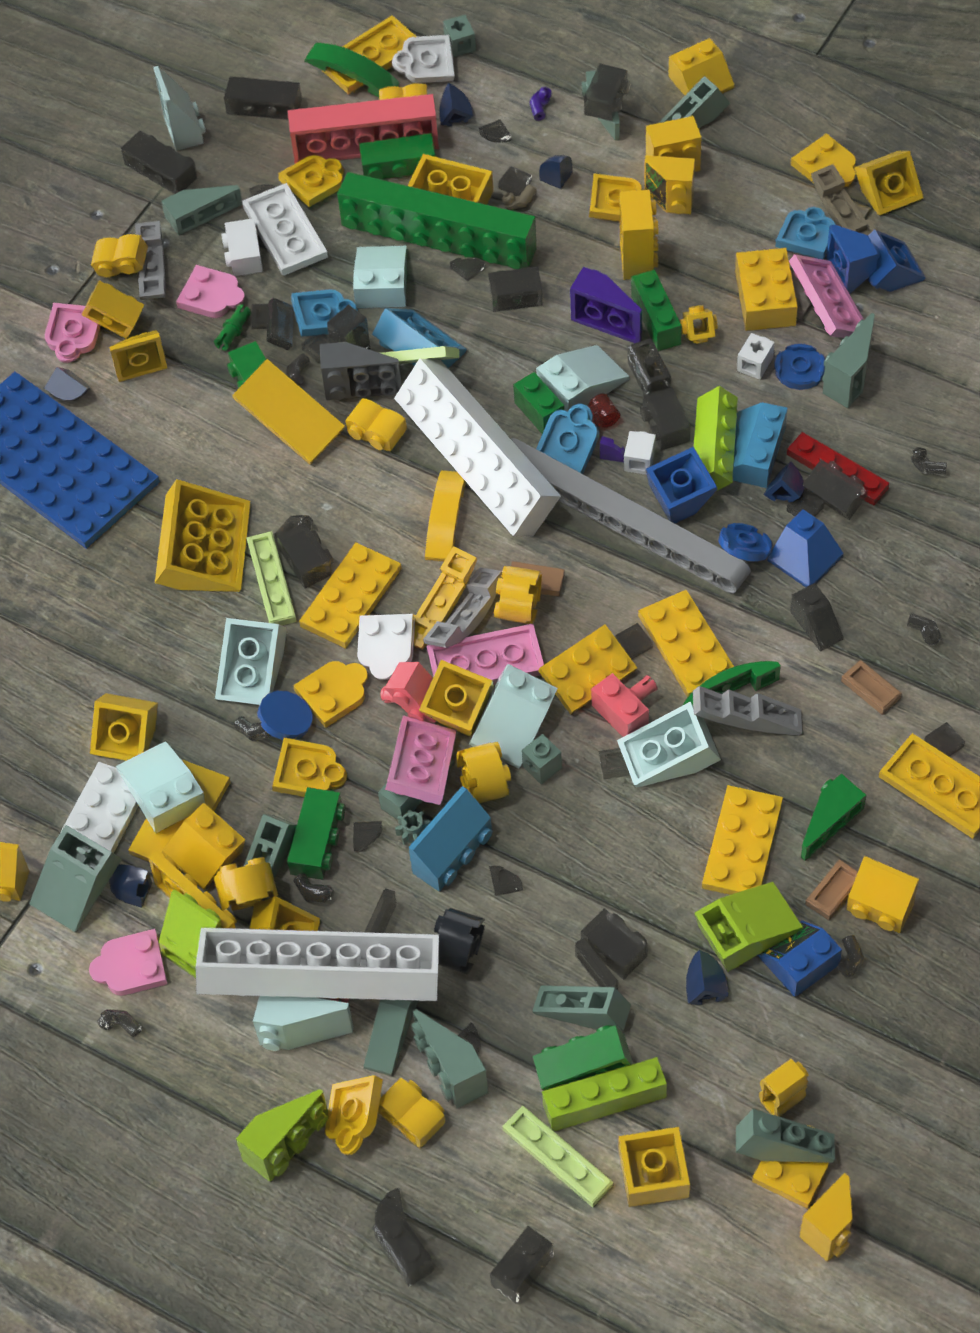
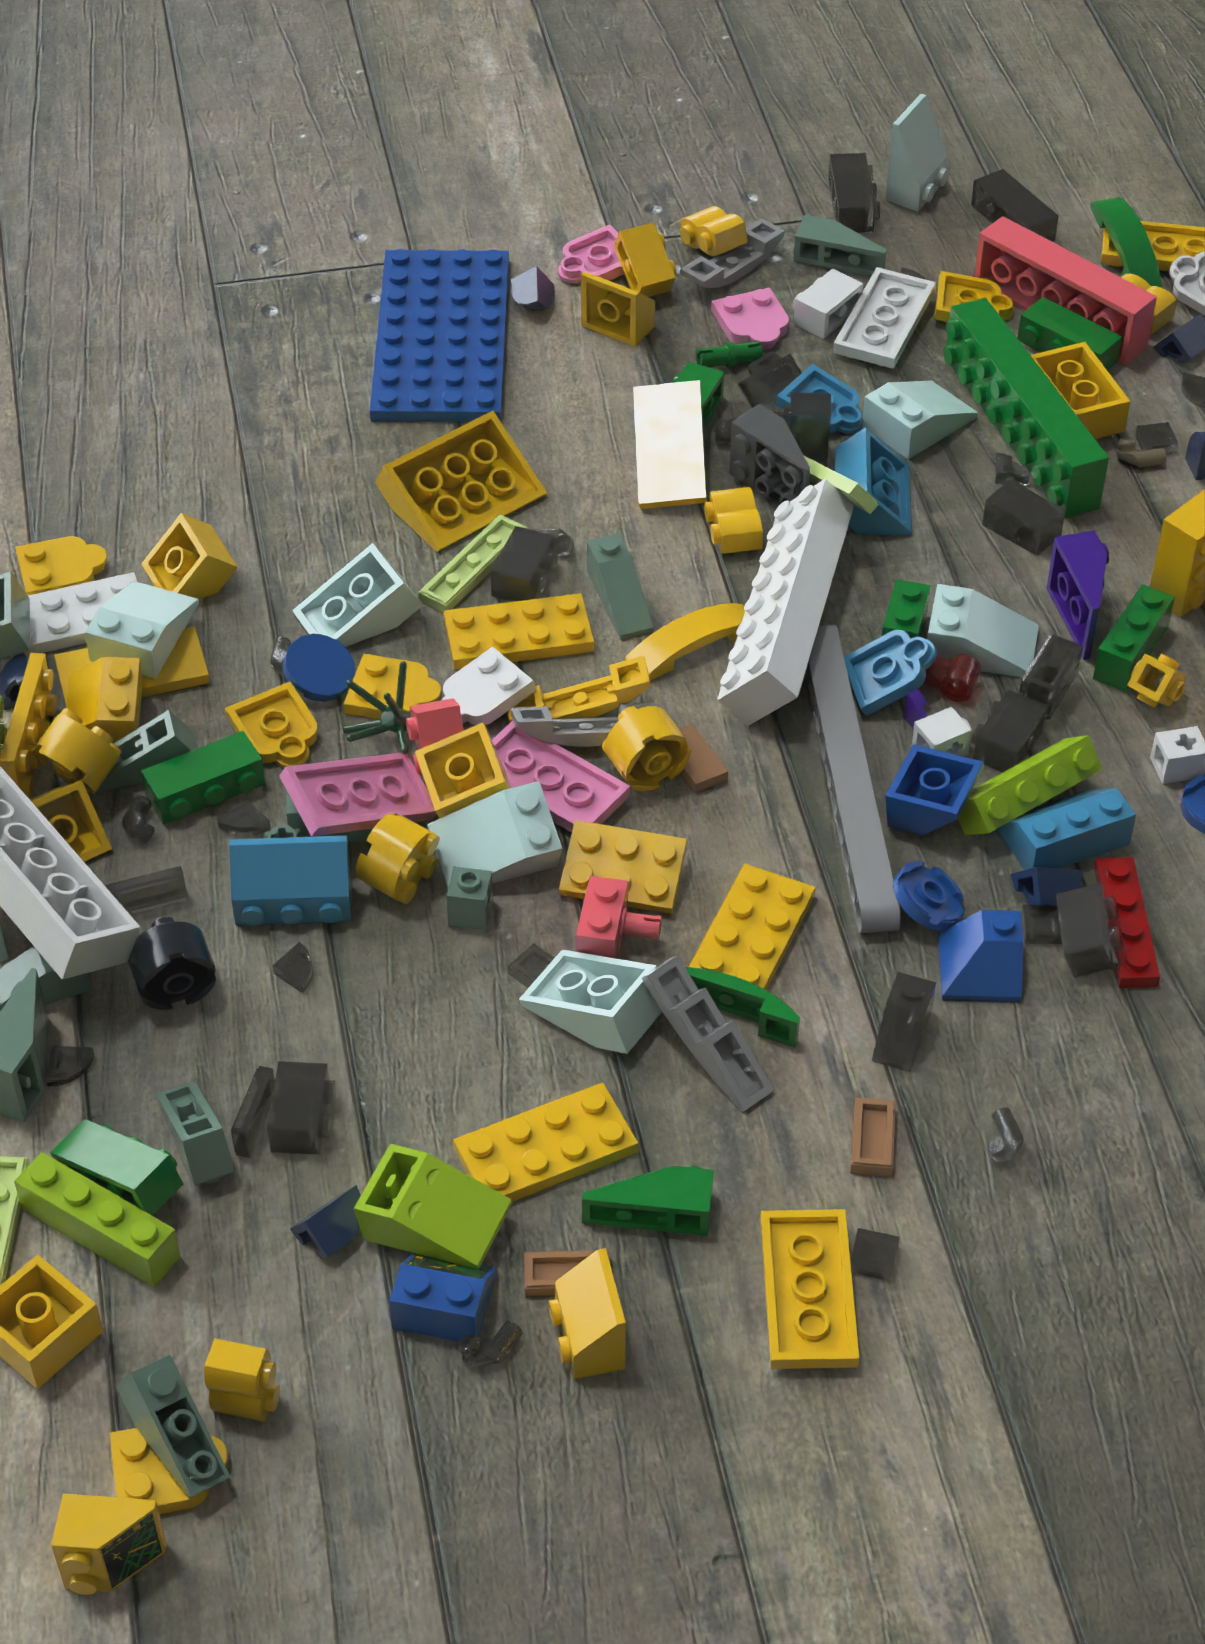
camera: 45 degrees right, 10 degrees down
(46, 800) = (59, 563): none -> yellow plate
(367, 705) = (392, 716): none -> dark green plant
(368, 519) = (618, 586): none -> sand green slope
(634, 641) = (704, 887): clear smoke tile -> none

